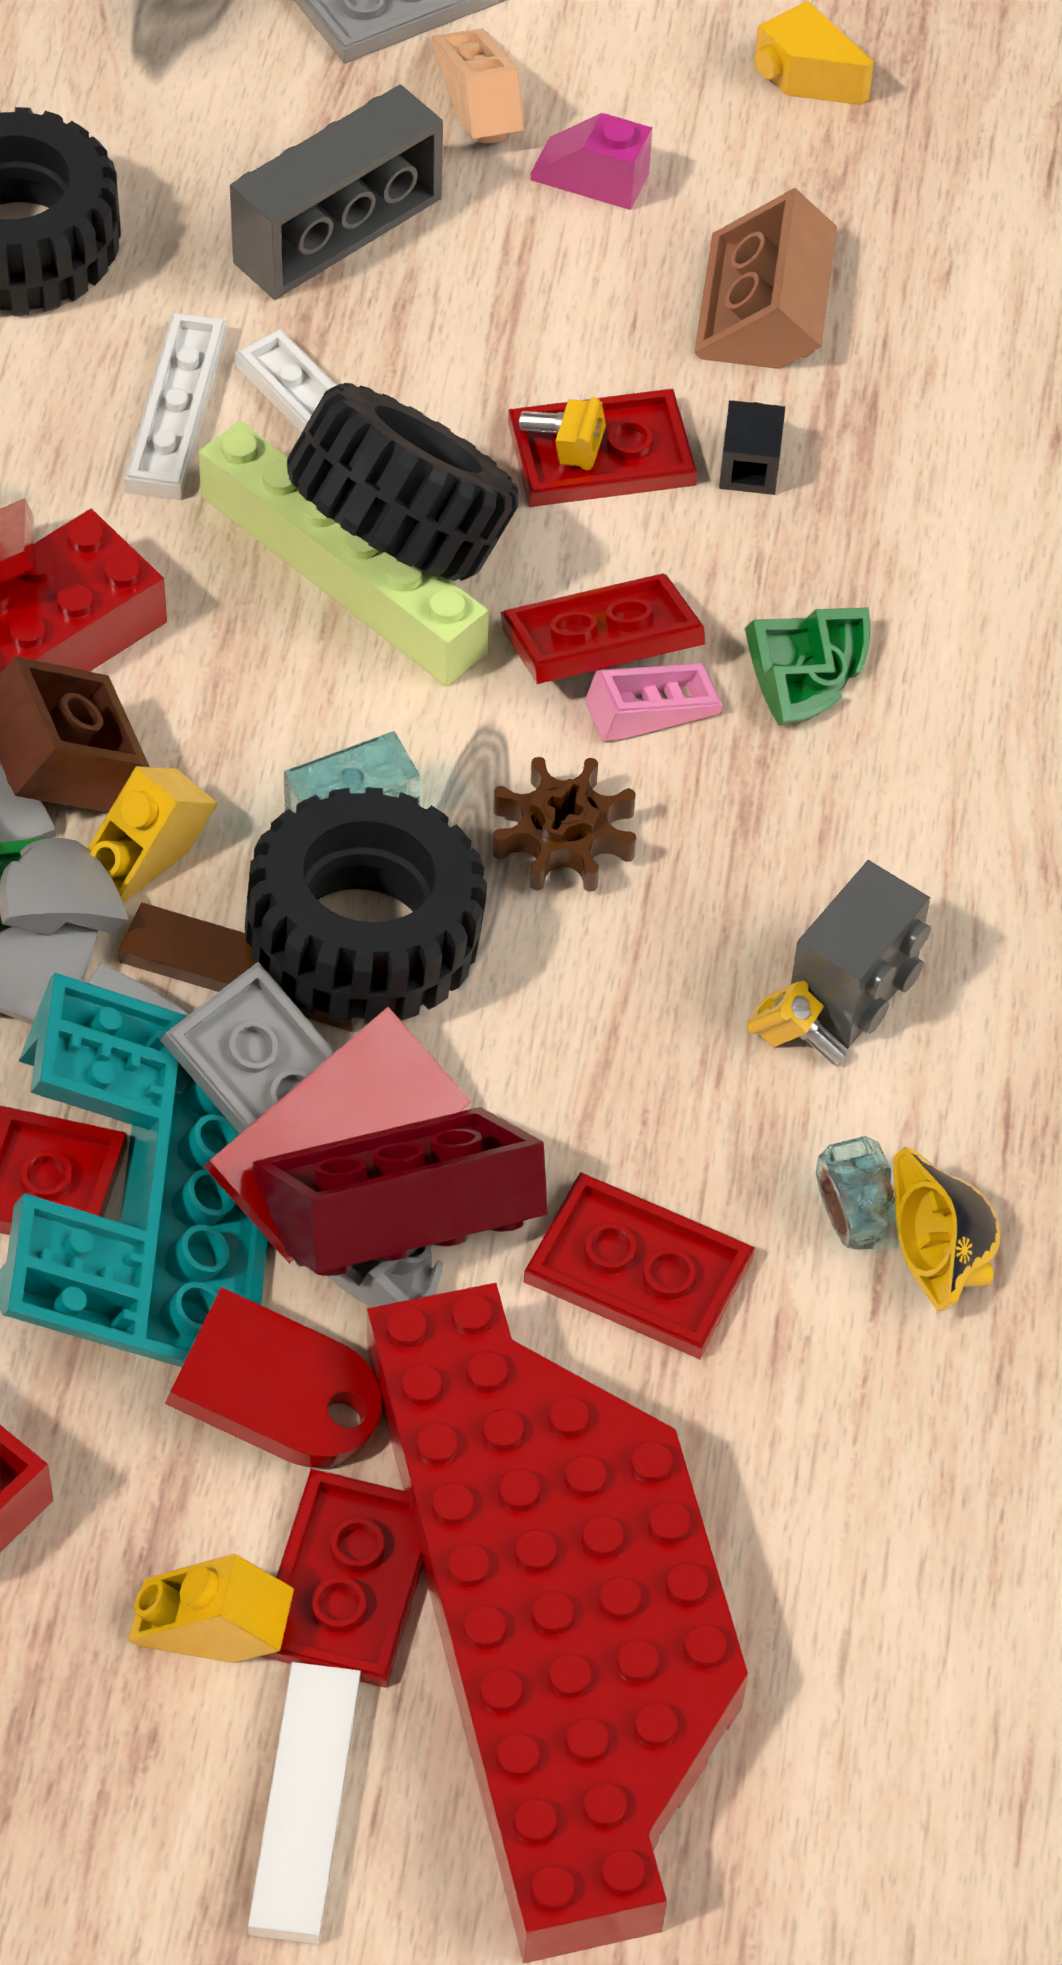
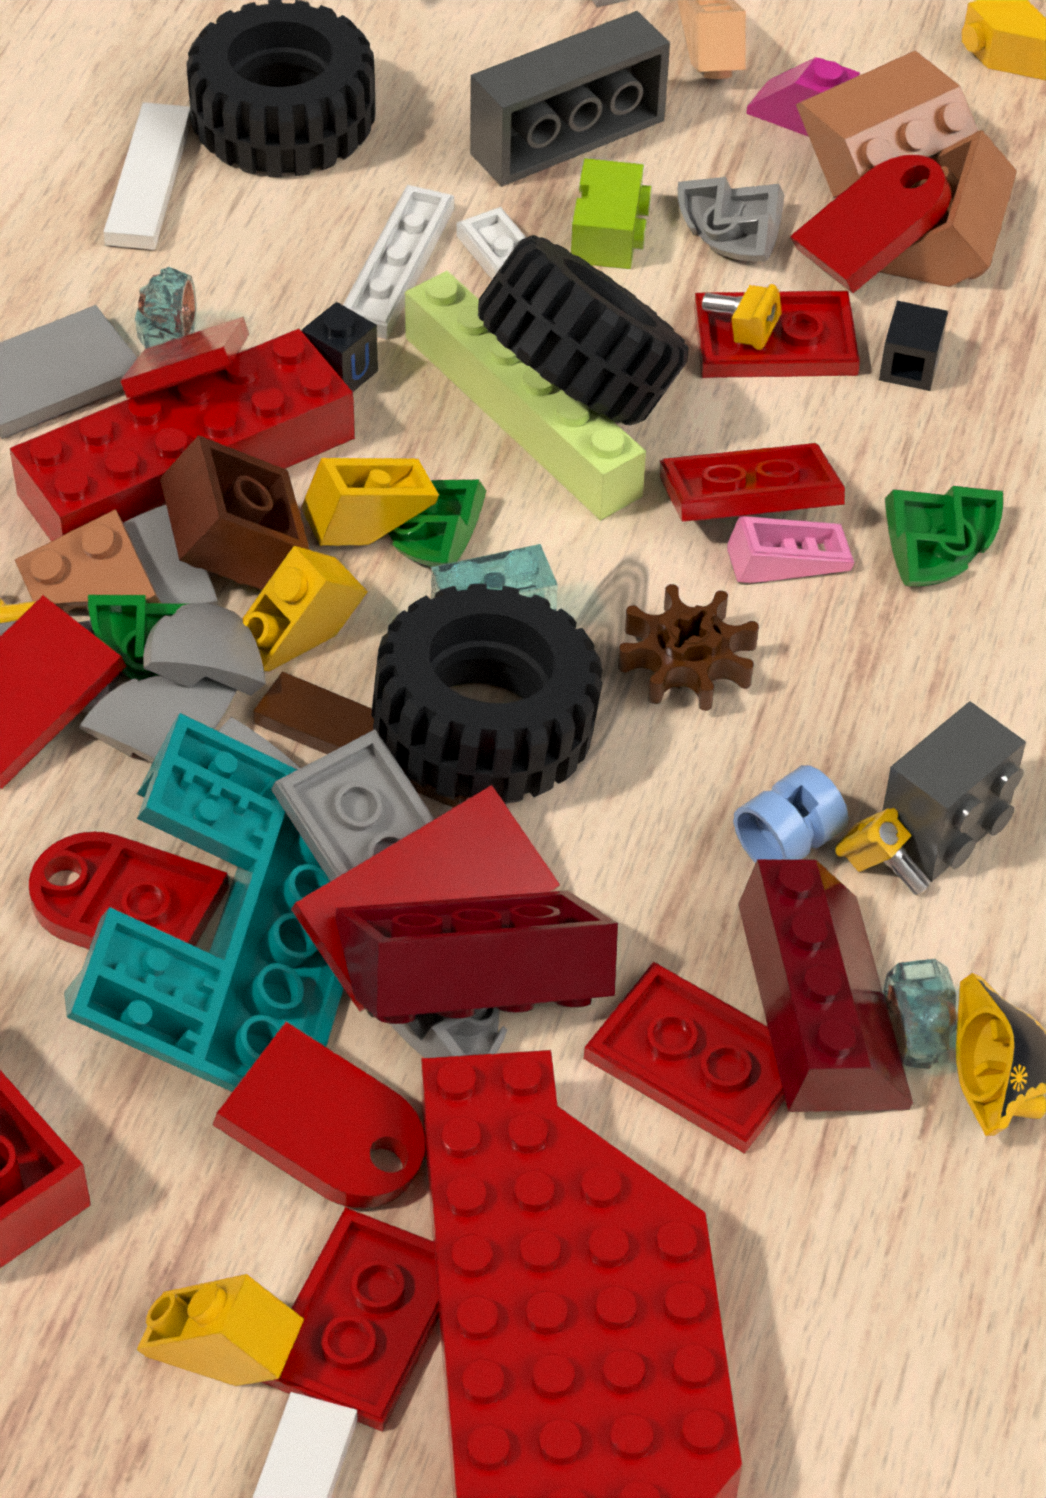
camera: 10 degrees right, 5 degrees down
(141, 516) = (346, 343): none -> black brick
(196, 696) = (365, 498): none -> yellow slope
(261, 706) = (445, 528): none -> green brick
(400, 325) = (607, 214): none -> lime brick
(537, 314) = (735, 220): none -> light grey brick
(687, 184) = (884, 115): none -> nougat slope
(692, 304) = (875, 219): none -> red tile
(699, 1002) = (791, 818): none -> light blue wheel
(753, 1181) = (820, 991): none -> dark red slope

